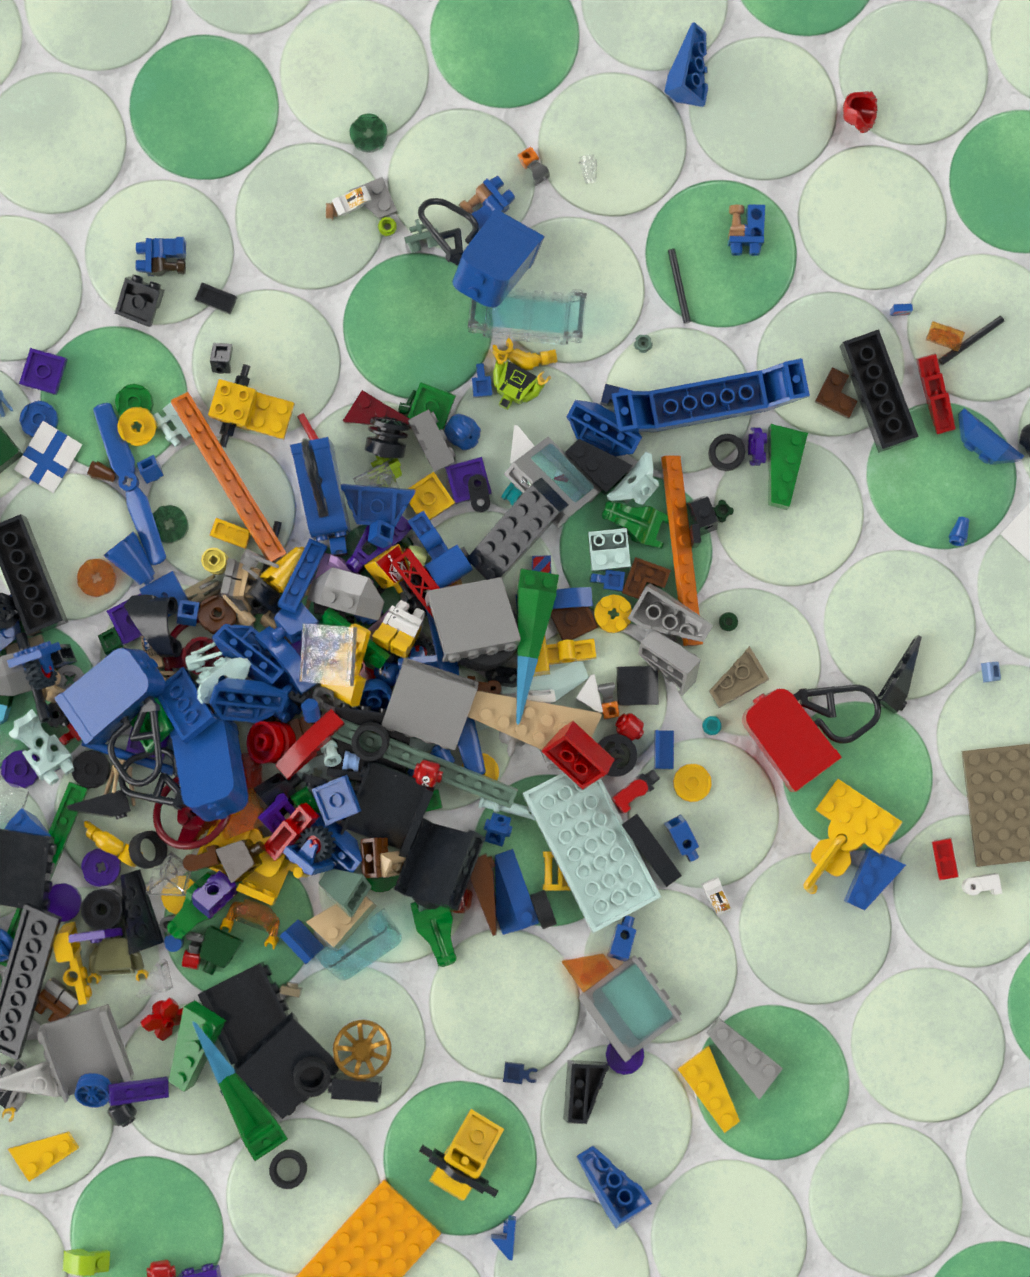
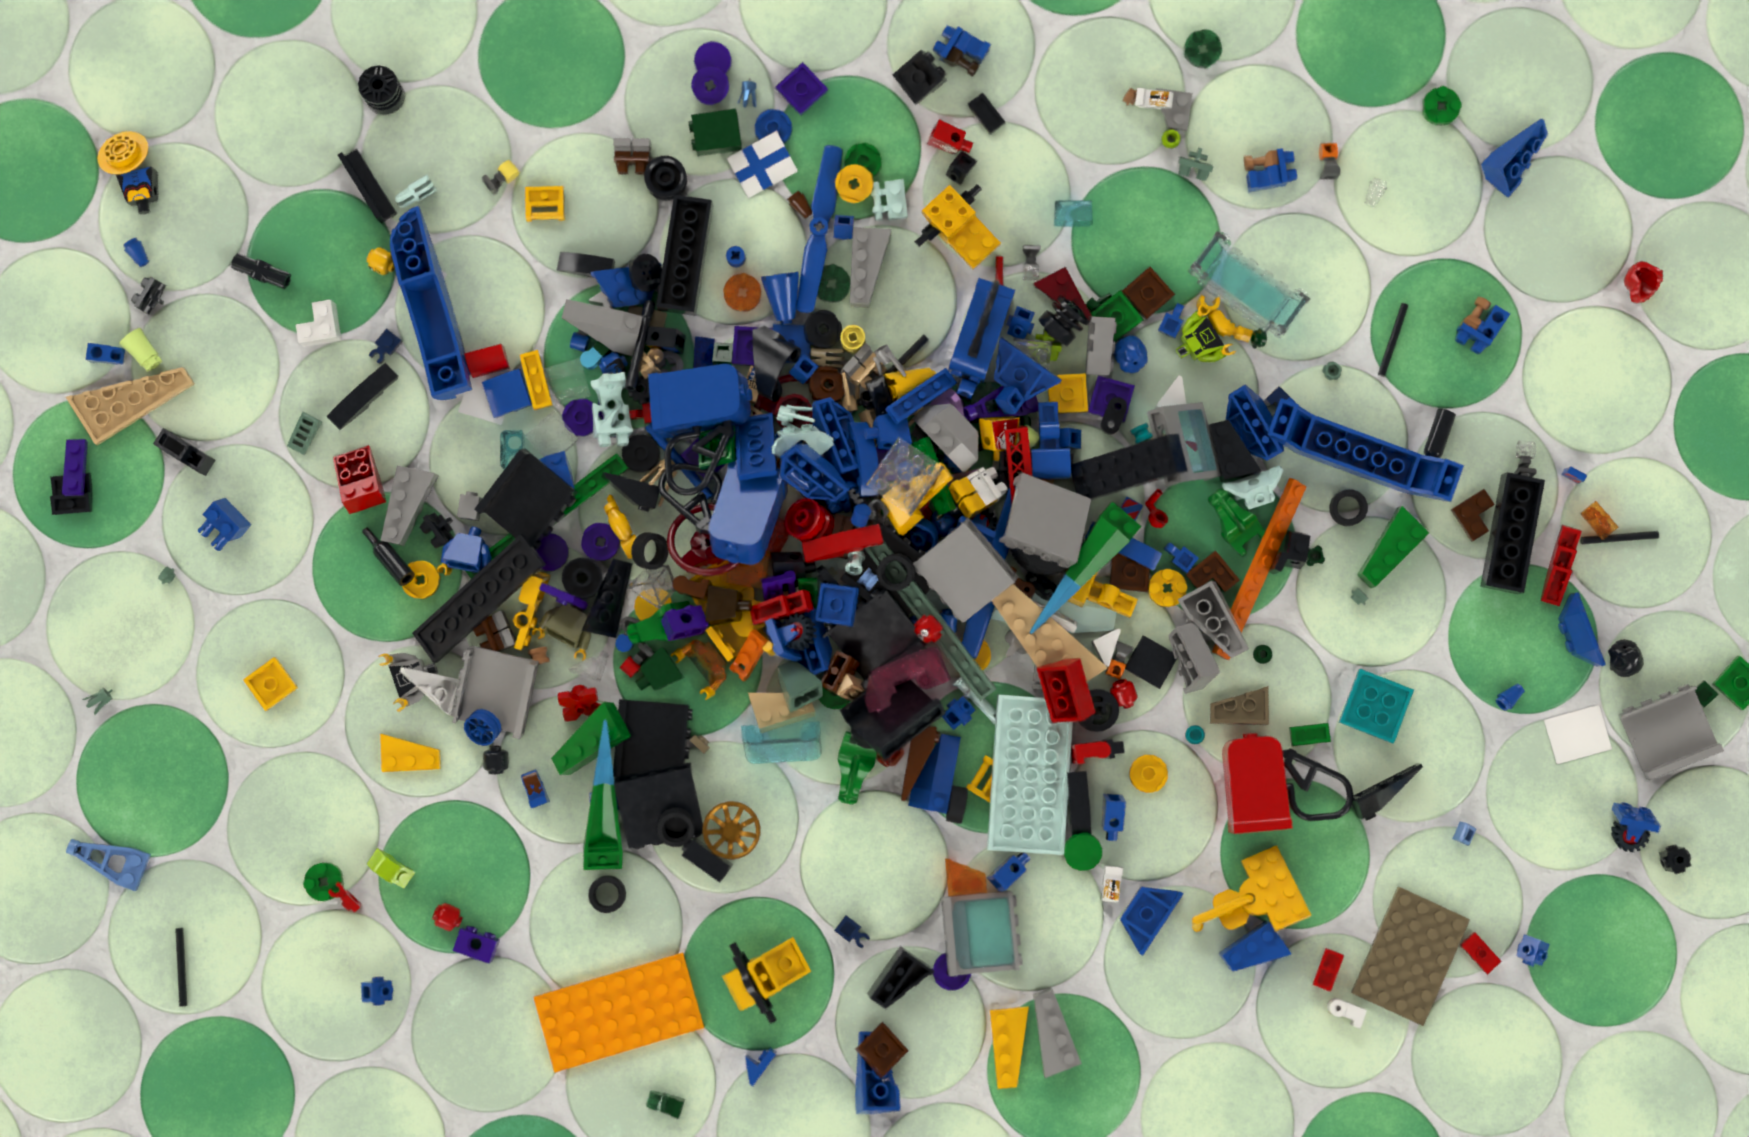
camera: 25 degrees right, 0 degrees up
(20, 706) = (613, 363): none -> blue head
(37, 664) = (652, 337): plate -> none
(76, 551) = (738, 259): none -> blue wheel
(92, 649) = (703, 351): none -> clear blue slope
(106, 997) = (539, 654): none -> medium nougat wheel
(138, 1091) = (520, 750): dark purple plate -> none
(171, 1116) = (534, 788): none -> leg
(188, 488) = (867, 257): none -> light grey wedge
(188, 558) = (830, 322): none -> black plate
(189, 342) = (942, 136): none -> red torso
(228, 477) = (906, 274): orange plate -> none
(230, 533) = (879, 323): yellow plate -> none
(287, 888) = (749, 655): none -> orange plate
(302, 941) = (733, 708): blue panel -> none
(332, 408) = (1030, 269): none -> leg
(341, 340) = (1072, 213): none -> clear light blue piece
(351, 461) = (1020, 323): none -> blue brick
(442, 807) = (925, 666): none -> clear pink windscreen
(446, 370) = (1148, 293): none -> reddish brown tile
(453, 535) = (1070, 438): none -> blue plate
(495, 253) = (1248, 220): blue piece -> none
(564, 353) = (1258, 338): none -> dark green plate
(568, 557) = (1157, 517): none -> red plate
(595, 53) = (1442, 95): none -> green plate
(605, 1160) = (881, 1049): none -> reddish brown tile
(609, 549) = (1197, 531): light aqua slope -> none
(663, 749) = (1141, 730): blue panel -> none
(676, 884) = (1082, 851): none -> green tile
(756, 446) = (1377, 517): dark purple plate -> none
(764, 904) = (1148, 914): none -> blue wing
(766, 342) = (1439, 433): none -> black piece
(781, 523) = (1359, 596): none -> sand green plate
(809, 666) = (1309, 734): none -> green plate
(848, 315) = (1525, 452): none -> leg
(851, 608) = (1376, 706): none -> teal plate

